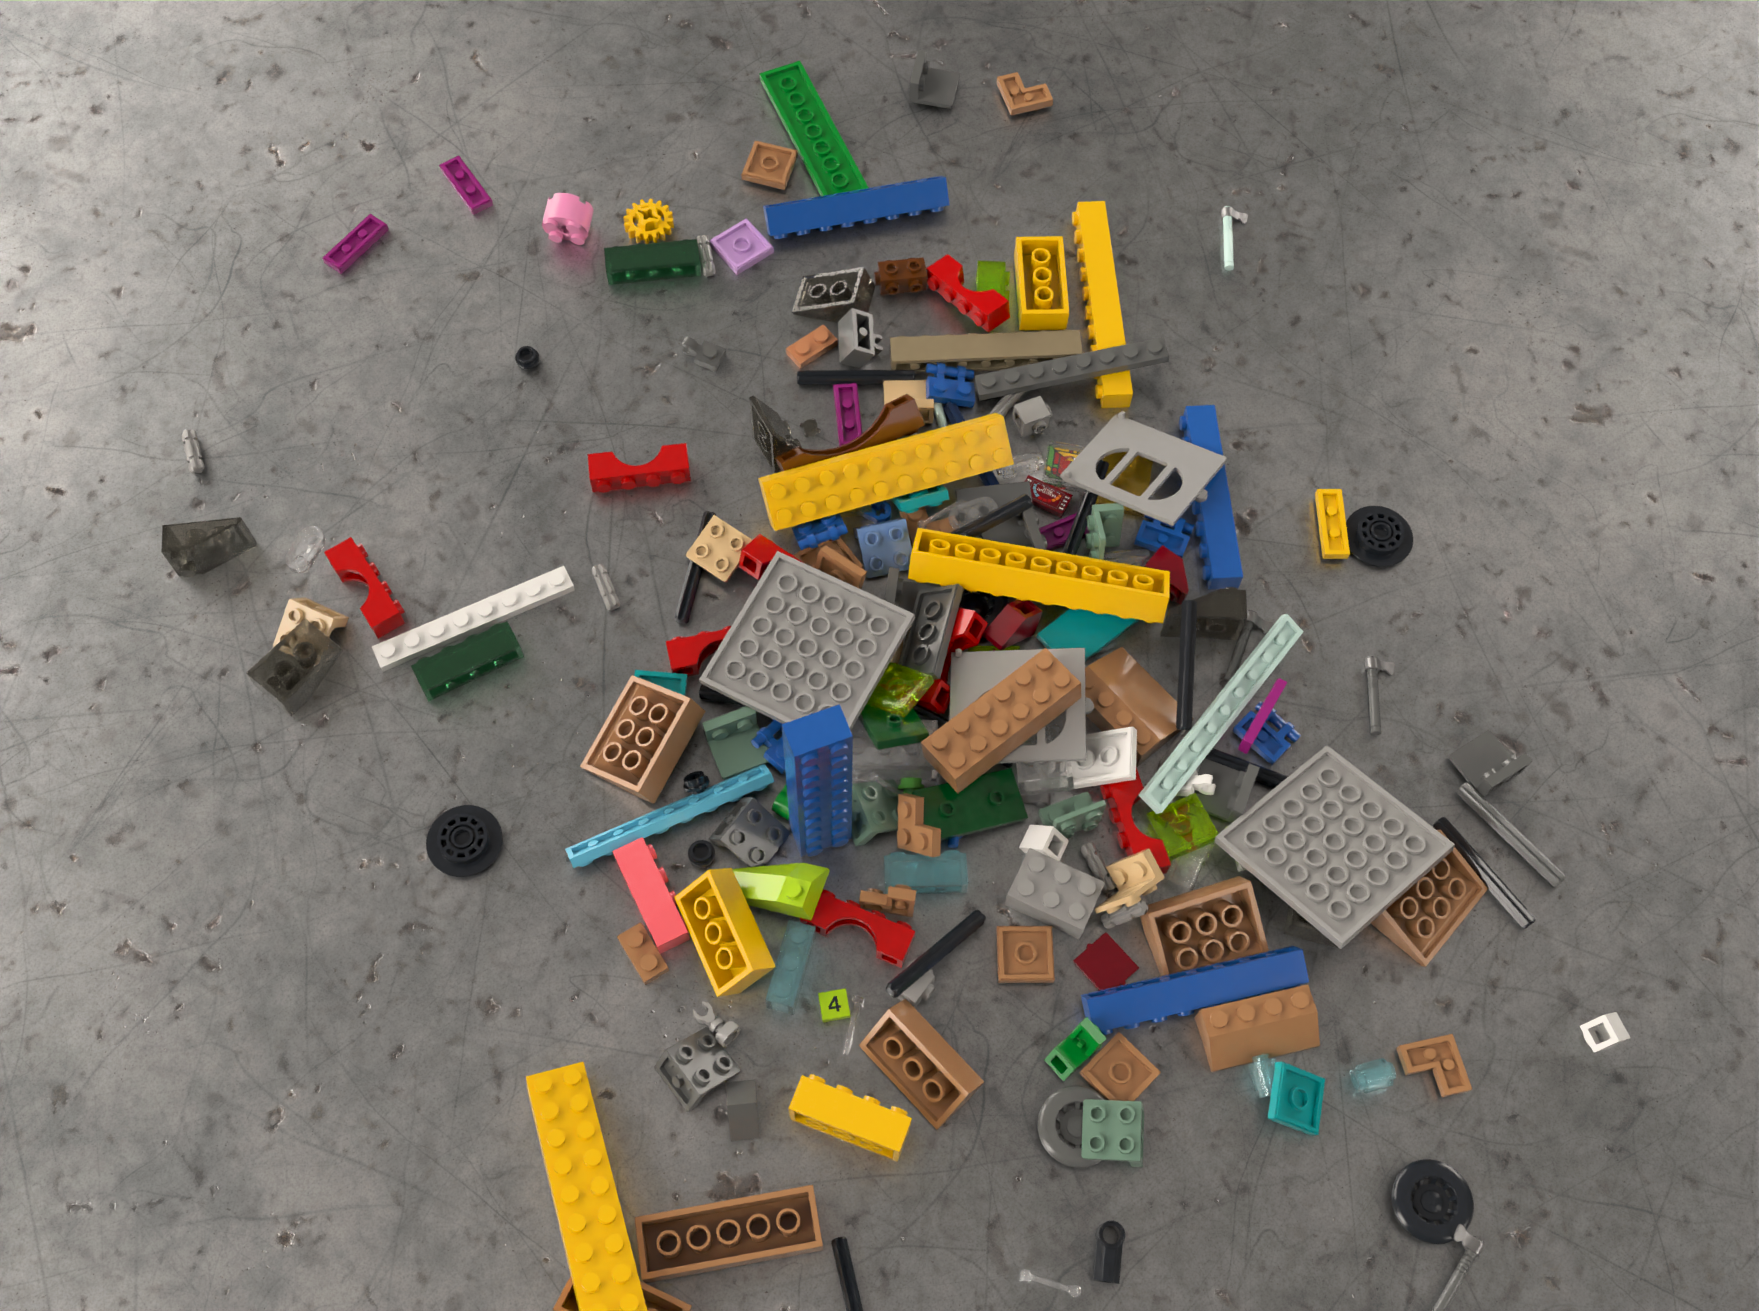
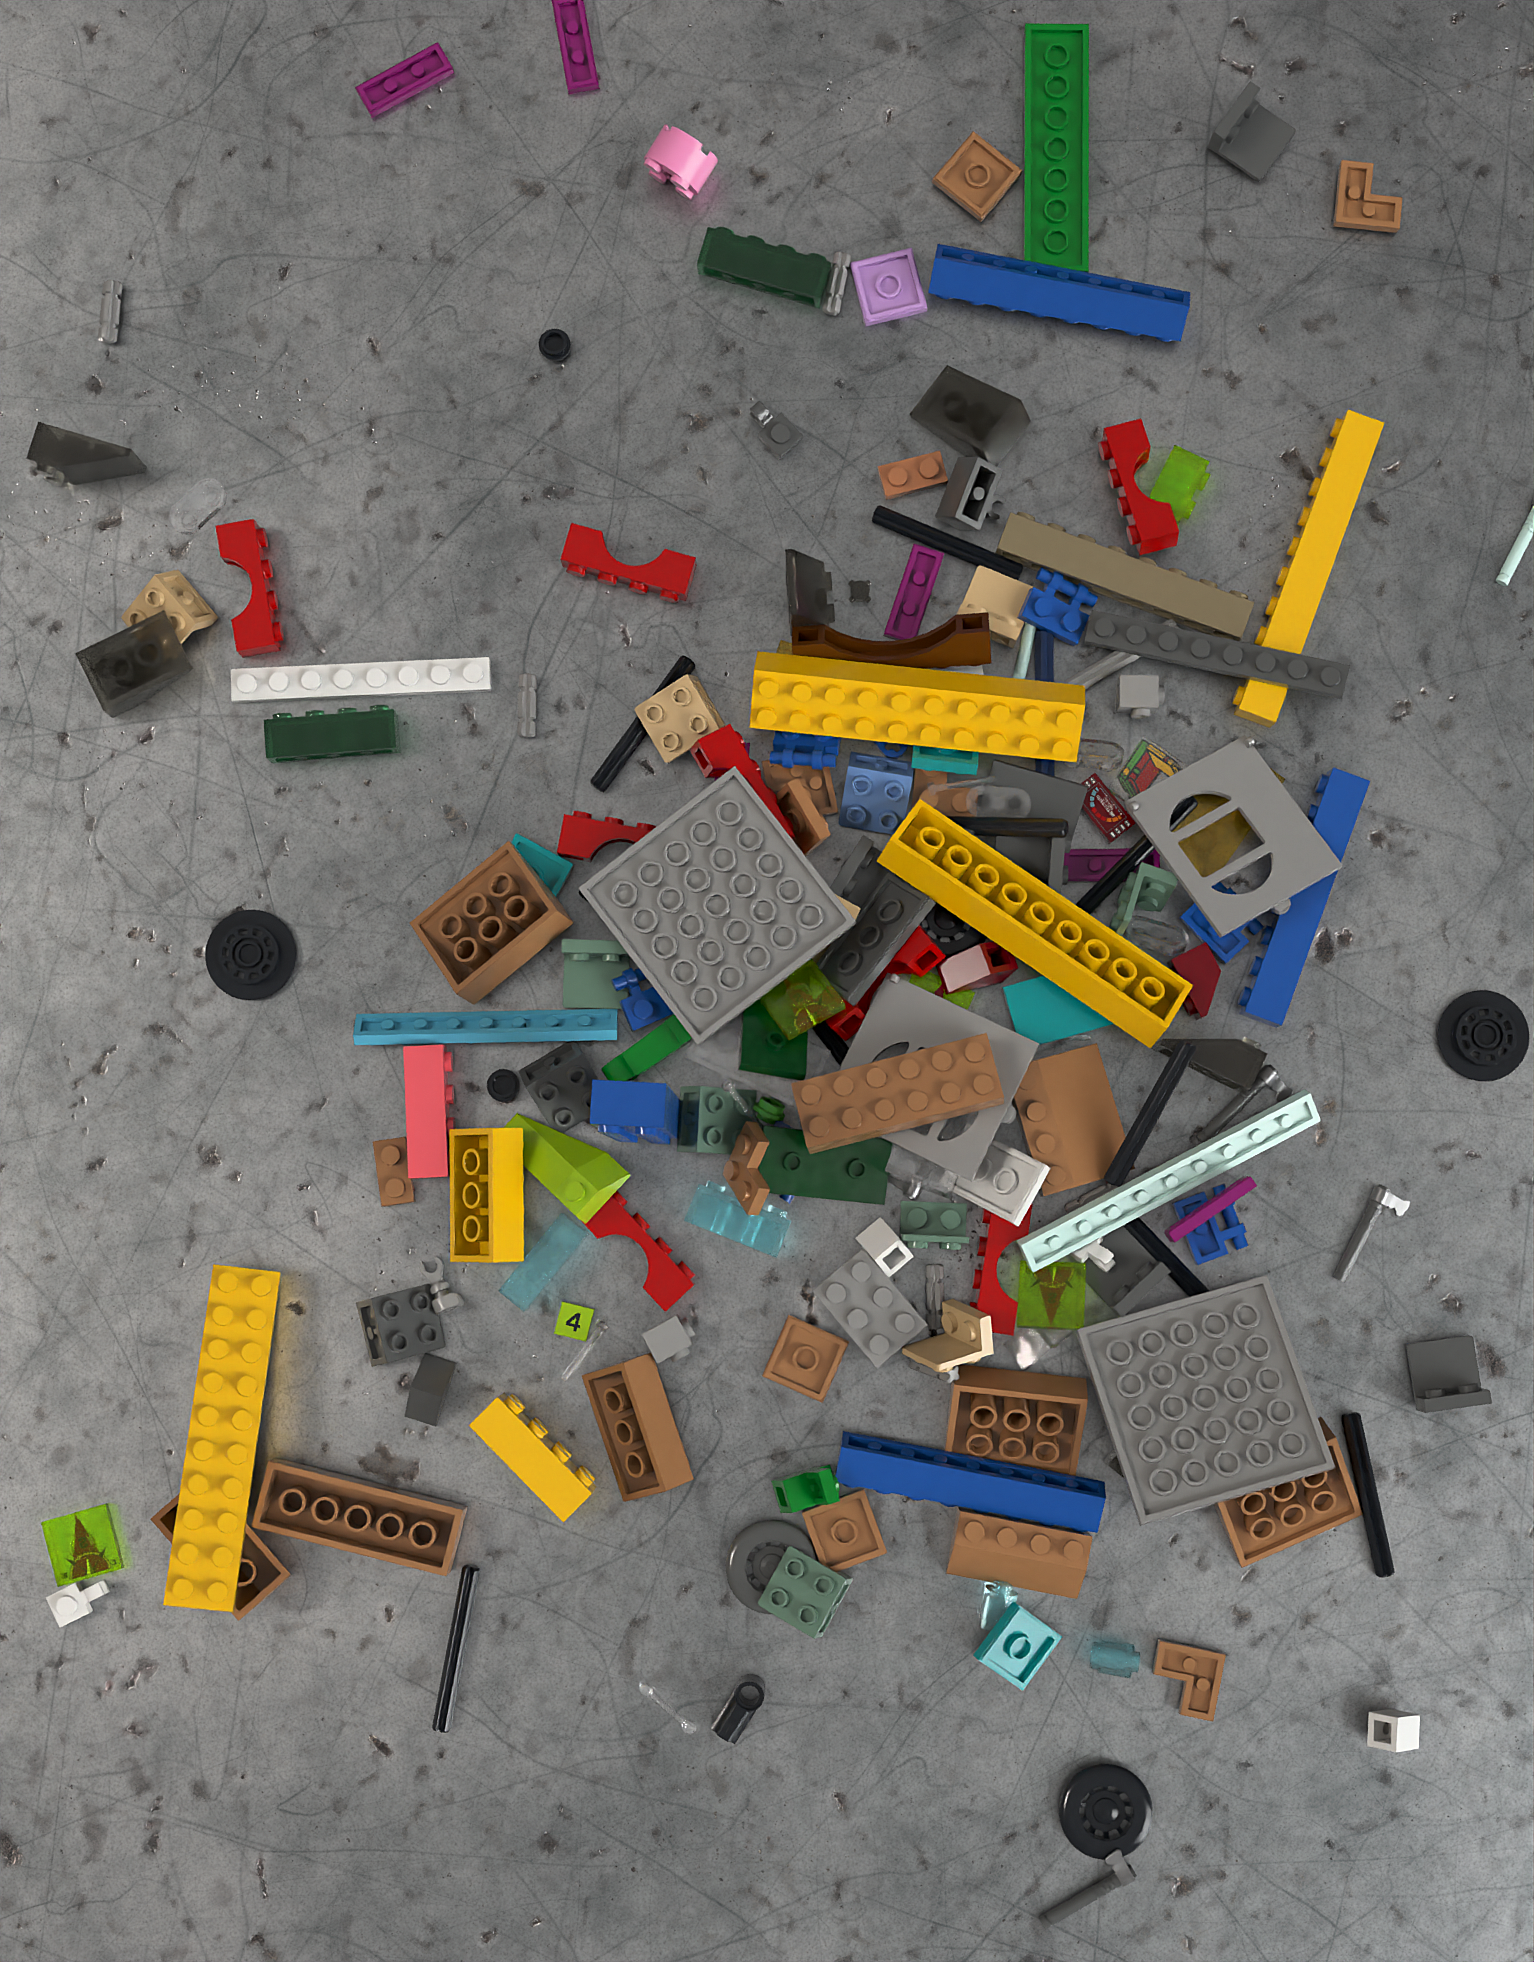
camera: 30 degrees right, 20 degrees up
(648, 221) = (783, 189): yellow gear -> none
(695, 782) = (530, 999): black plate -> none
(898, 901) = (691, 1241): medium nougat plate -> none
(901, 276) = (1069, 421): reddish brown brick -> none
(935, 953) = (705, 1320): black axle -> none
(1041, 283) = (1241, 510): yellow brick -> none
(1105, 963) = (890, 1406): dark red piece -> none
(1332, 524) = (1433, 997): yellow plate -> none
(1511, 834) = (1424, 1465): axle -> none

